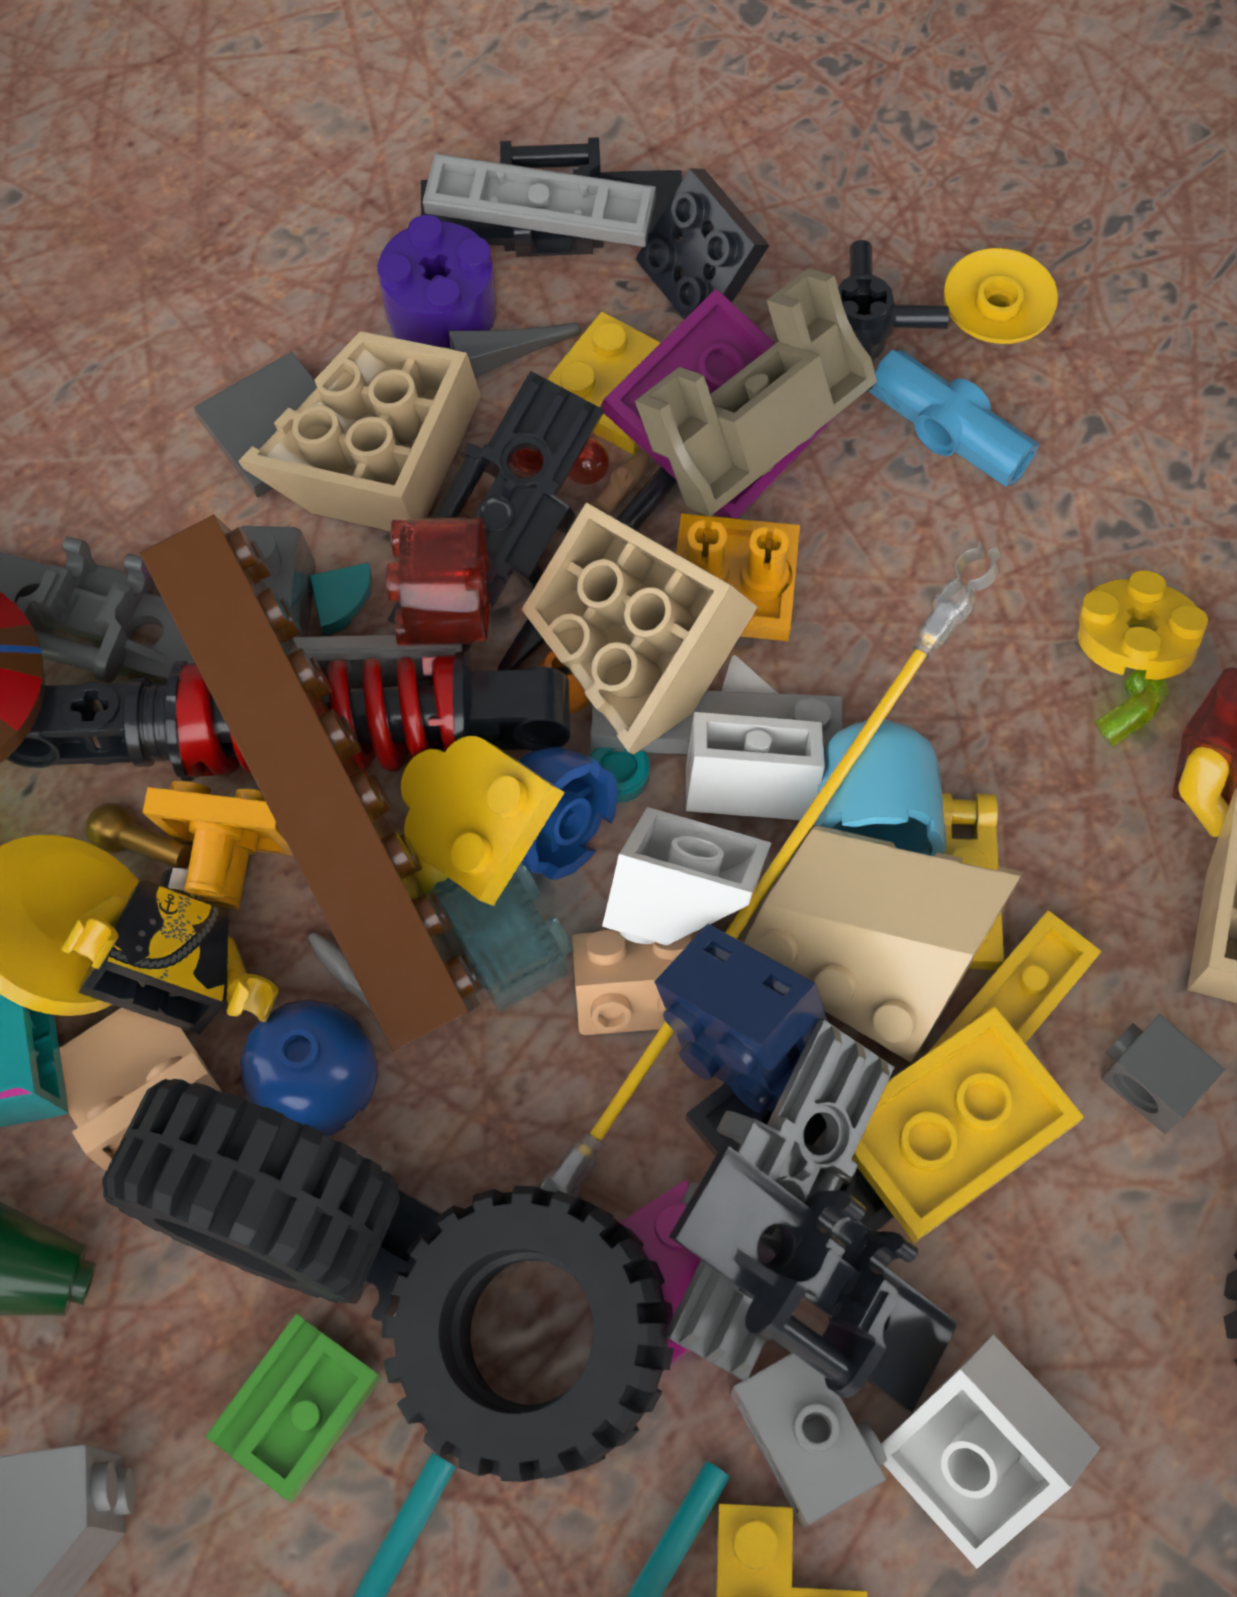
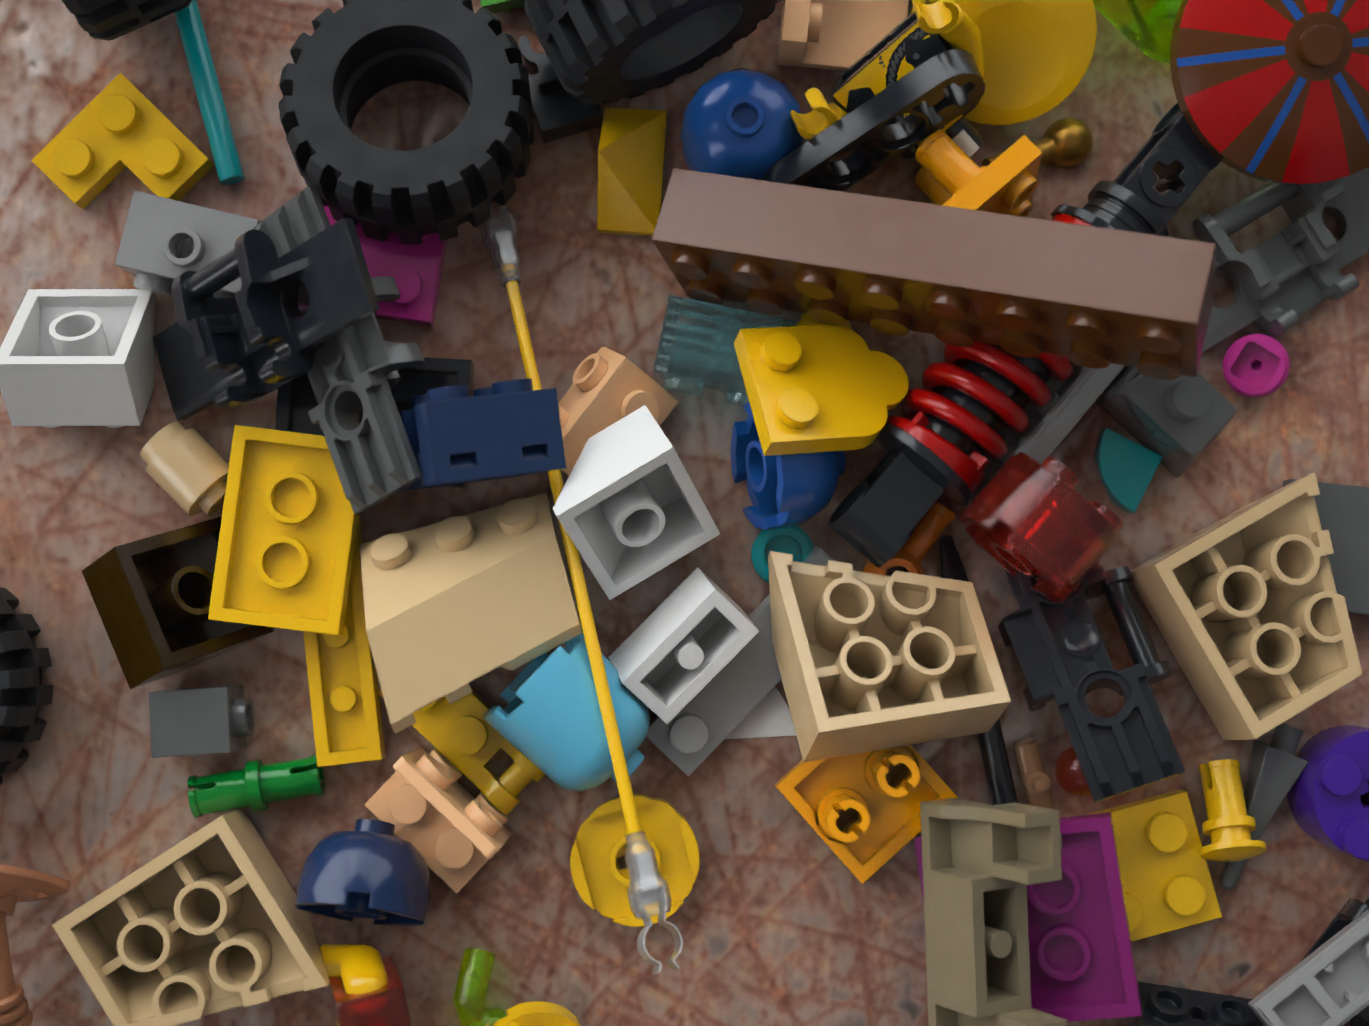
camera: 130 degrees right, 20 degrees up
(232, 937) = (946, 83): none -> black beam
(421, 1128) = (630, 170): none -> yellow slope
(530, 352) = (1227, 814): none -> yellow pin
(938, 716) = (603, 840): none -> yellow plate
(987, 1264) = (187, 468): none -> tan brick
(1043, 833) = (440, 816): none -> light nougat bracket
(1103, 1182) = (158, 603): none -> dark brown slope
(1140, 838) = (366, 877): none -> dark blue cylinder
(1160, 989) = (255, 786): none -> green pin

